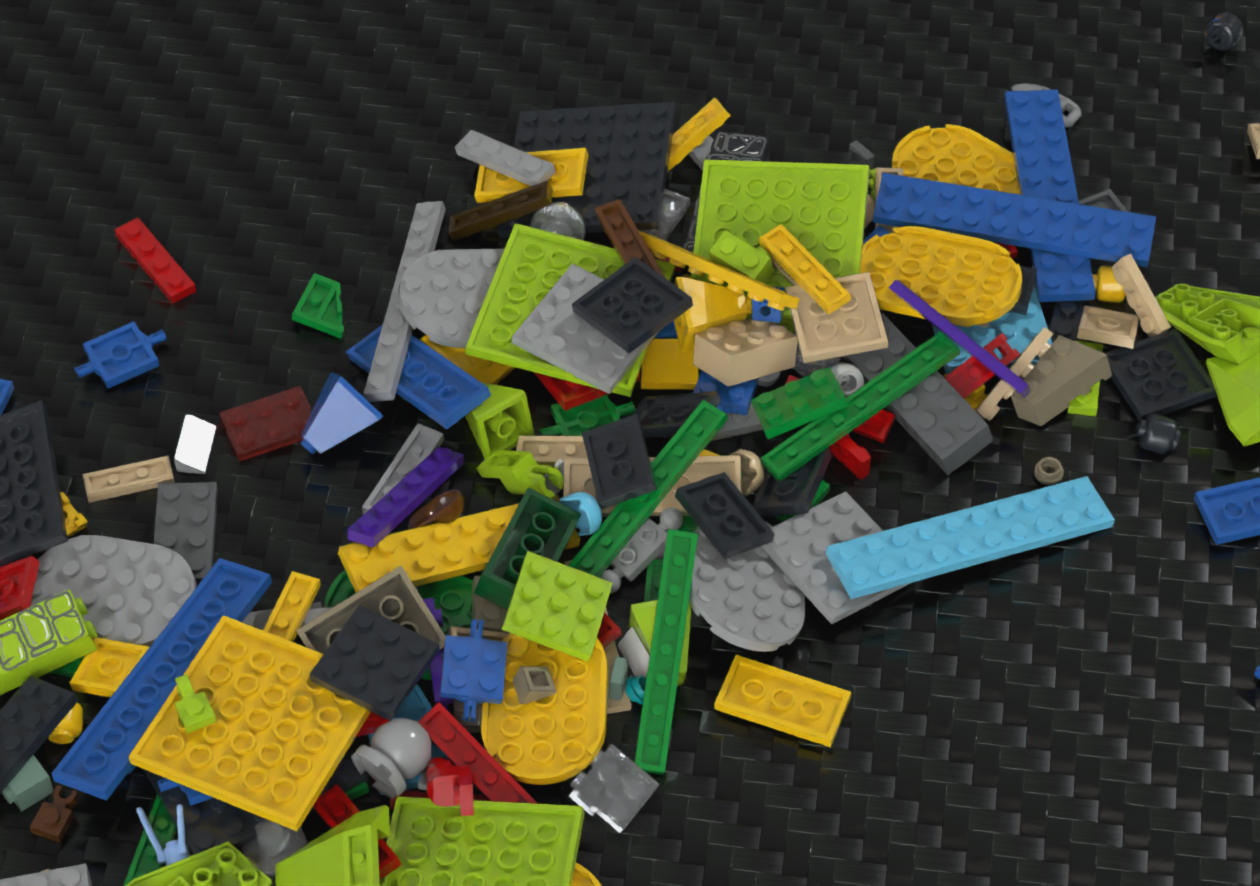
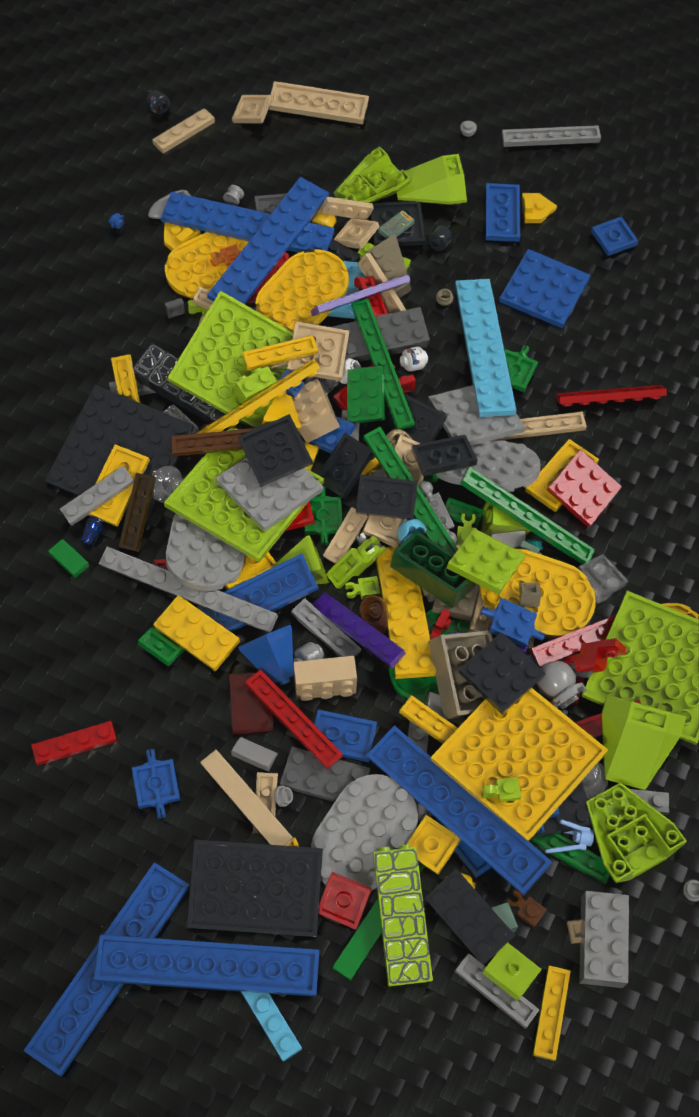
camera: 75 degrees left, 10 degrees up
(122, 452) = (246, 800): none -> tan tile
(141, 490) = (283, 796): none -> light grey plate
(248, 465) = (294, 719): none -> red plate
(251, 531) = (347, 733): none -> blue plate
(321, 483) = (325, 678): none -> tan brick
(344, 328) = (196, 633): none -> yellow plate
(354, 462) = (308, 652): none -> light grey head
(415, 173) = (68, 558): none -> green tile
(449, 593) = (443, 623): none -> red plate
(461, 180) = (92, 529): none -> clear blue cone
(483, 498) = (365, 587): none -> lime plate
(627, 594) = (464, 532): none -> lime plate
(766, 730) = (584, 488): none -> plate
(872, 665) = (551, 425): none -> tan tile
(907, 457) = (414, 359): none -> white head
(953, 596) = (520, 368): none -> green plate
(968, 178) = (226, 255): none -> clear orange plate
(970, 742) = (618, 395): none -> red plate
(982, 53) = (116, 220): none -> blue plate
(993, 126) = (176, 235): none -> yellow plate
(1099, 165) = (233, 195): none -> light grey wheel
(1139, 602) = (545, 288): none -> blue plate
(1146, 369) = (396, 225): none -> sand green tile
(1193, 79) = (183, 130): none -> tan plate

